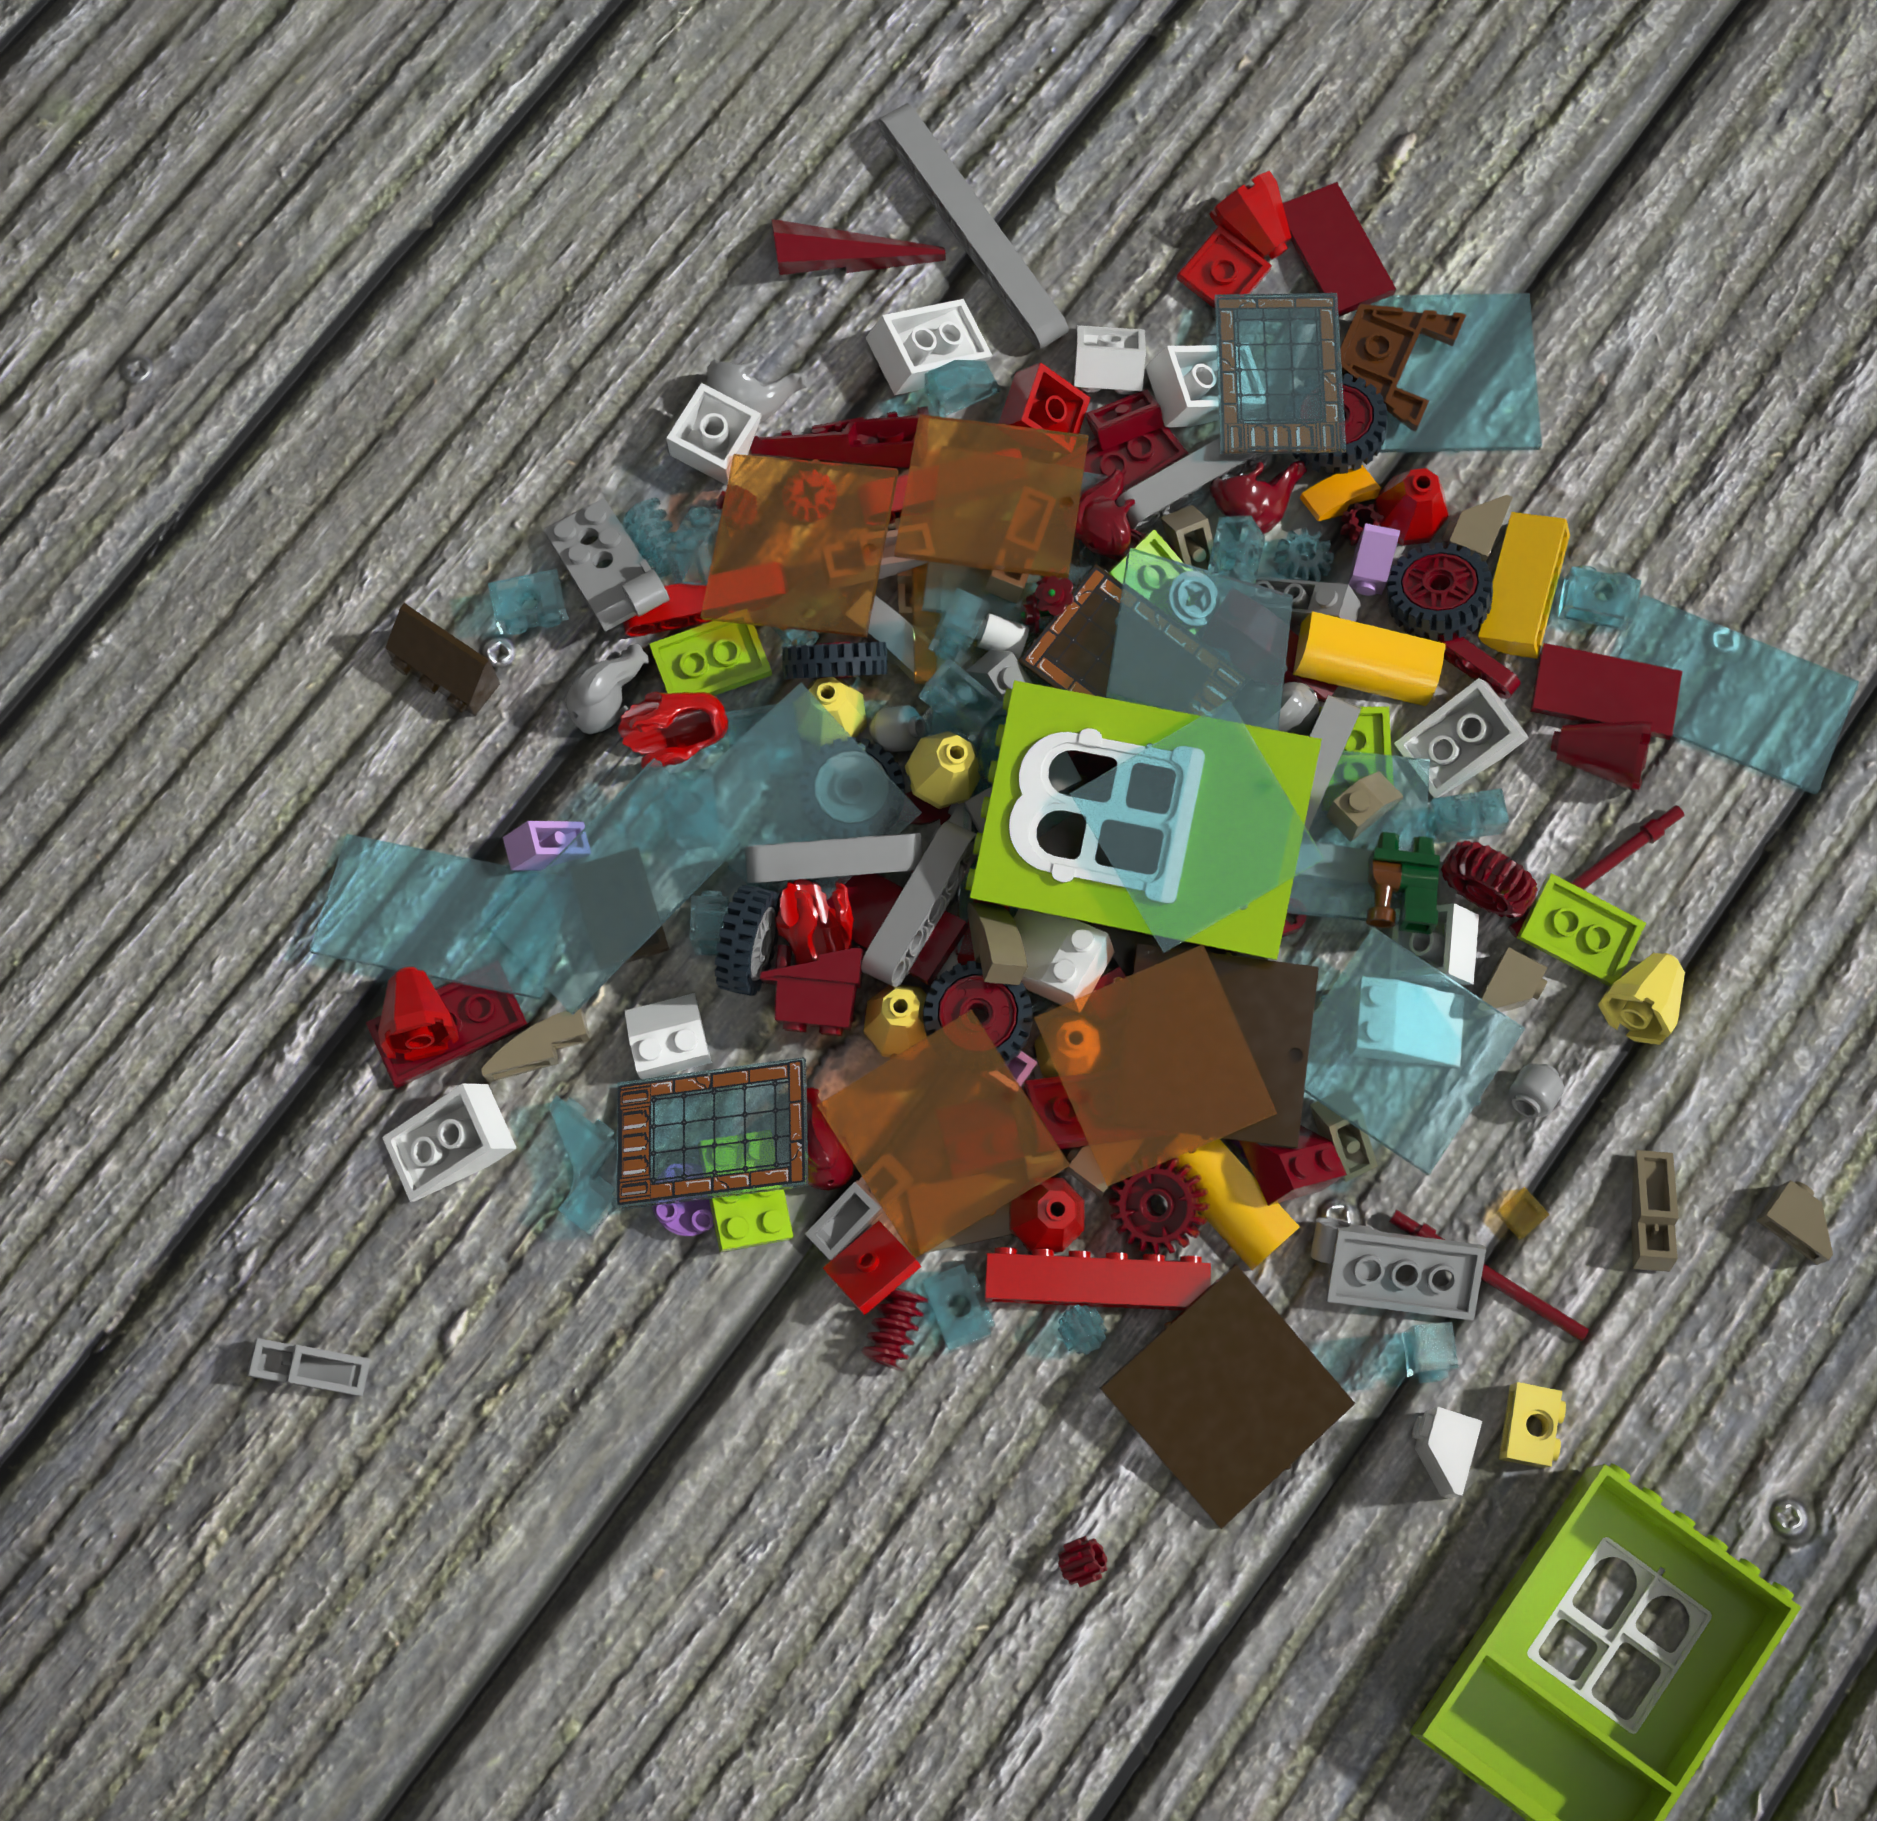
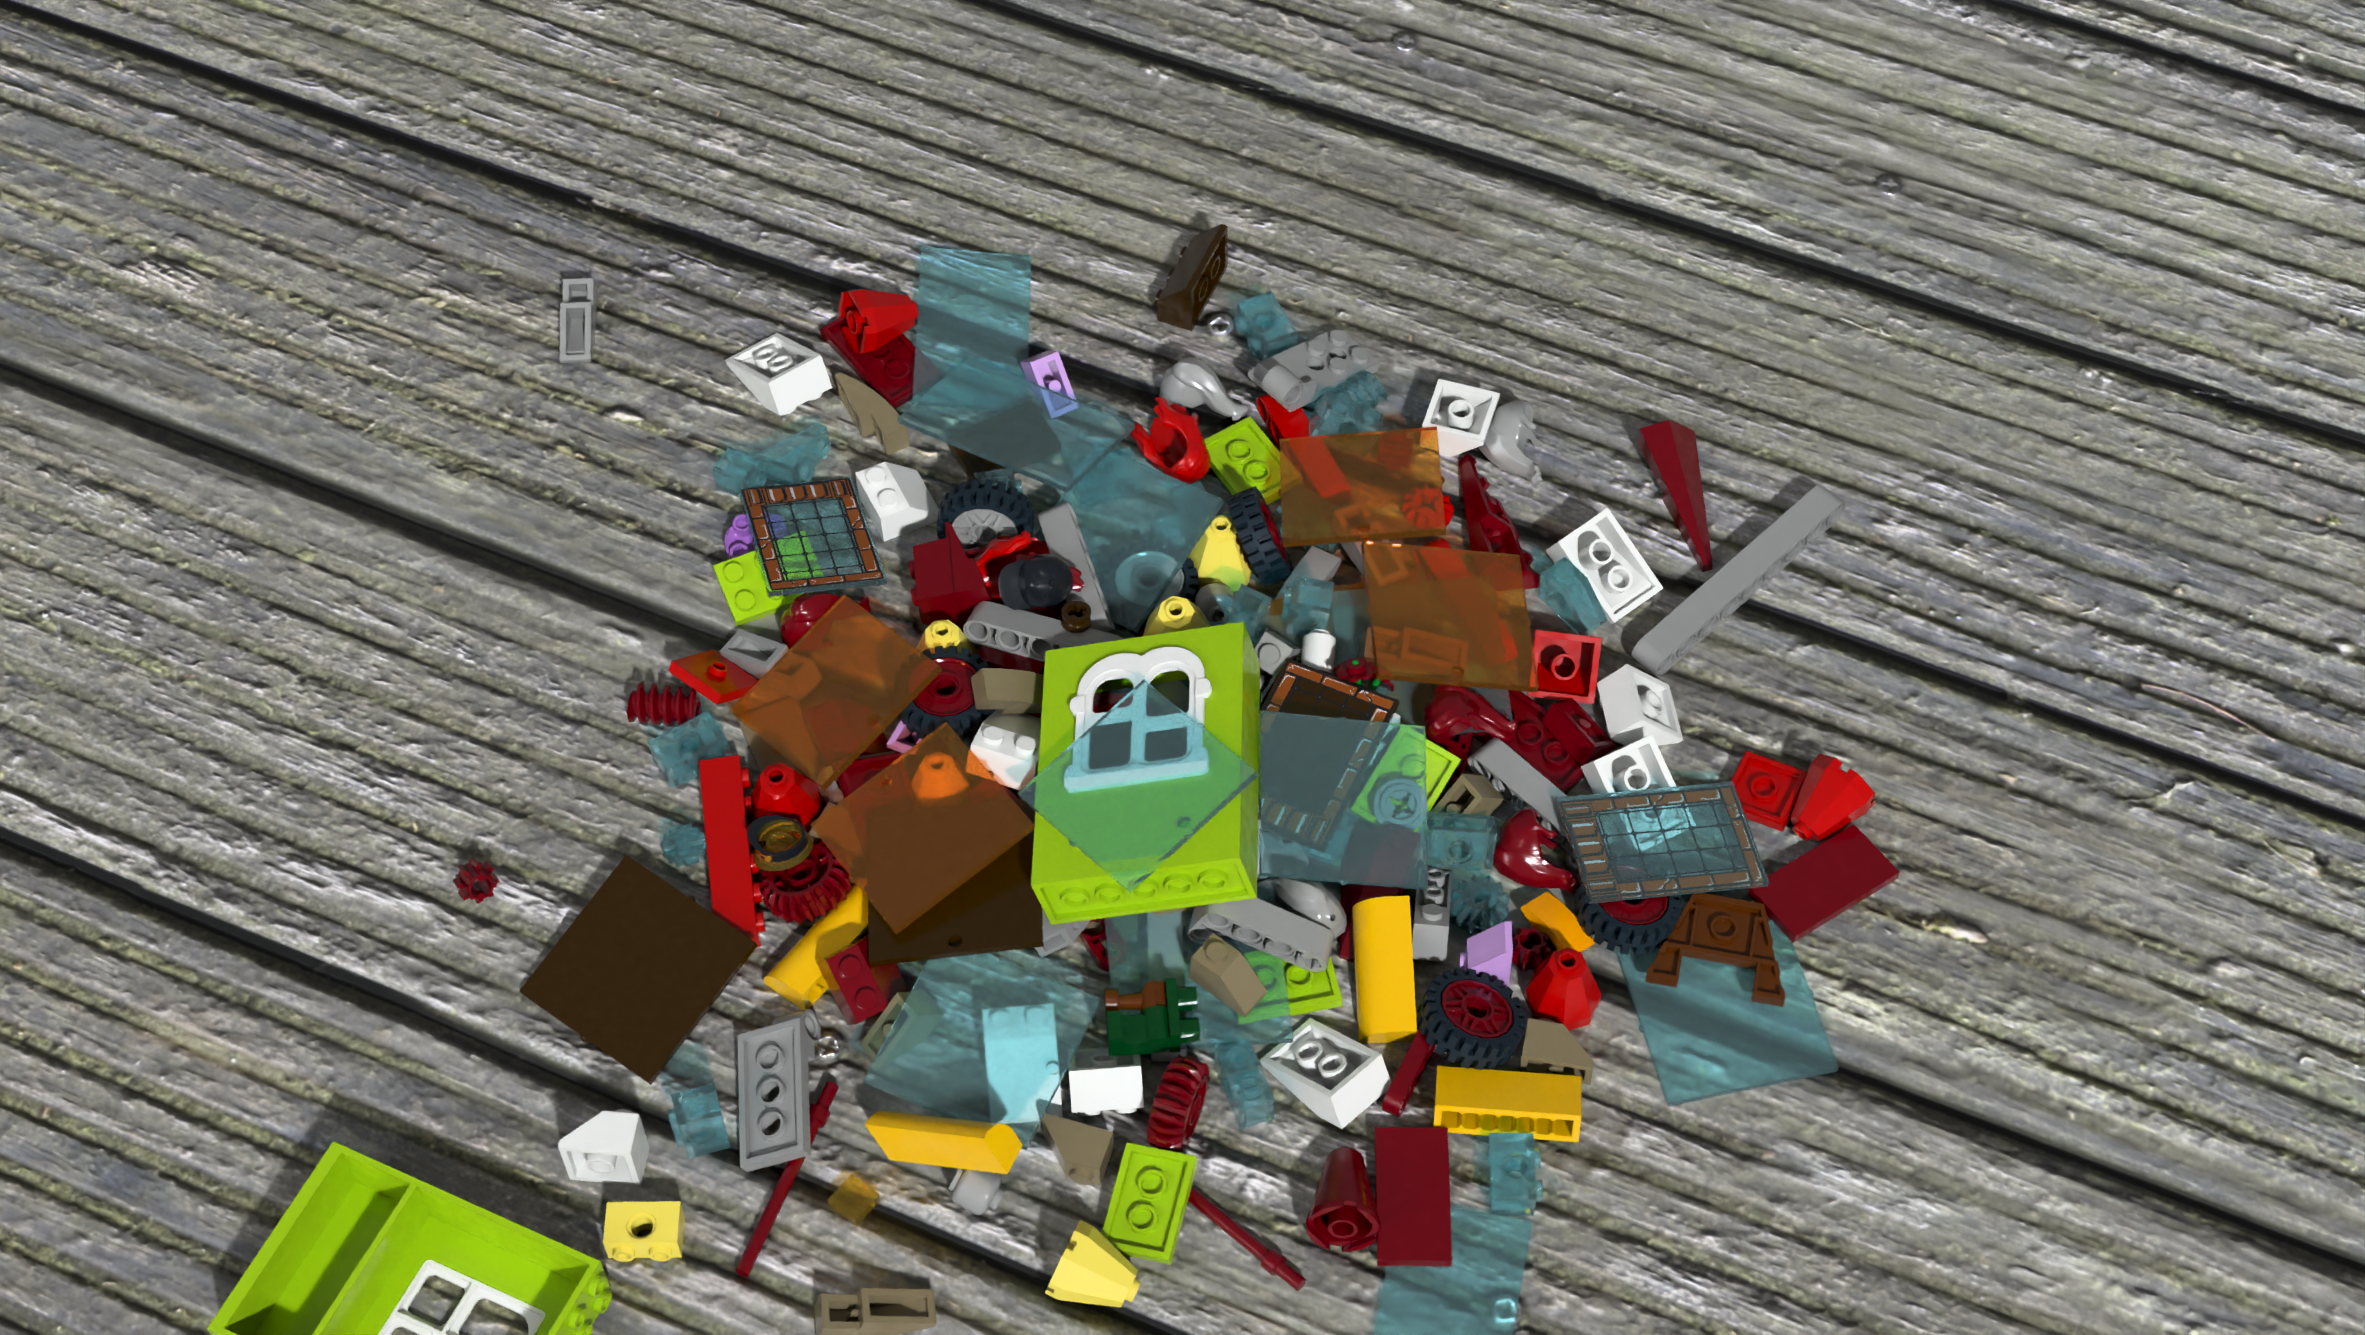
camera: 80 degrees right, 20 degrees down
(861, 893) = (1037, 581): none -> black hair
(903, 860) = (1076, 616): none -> dark brown bush
(1121, 1222) = (779, 842): none -> clear yellow piece
(1501, 1105) = (945, 1141): none -> yellow brick

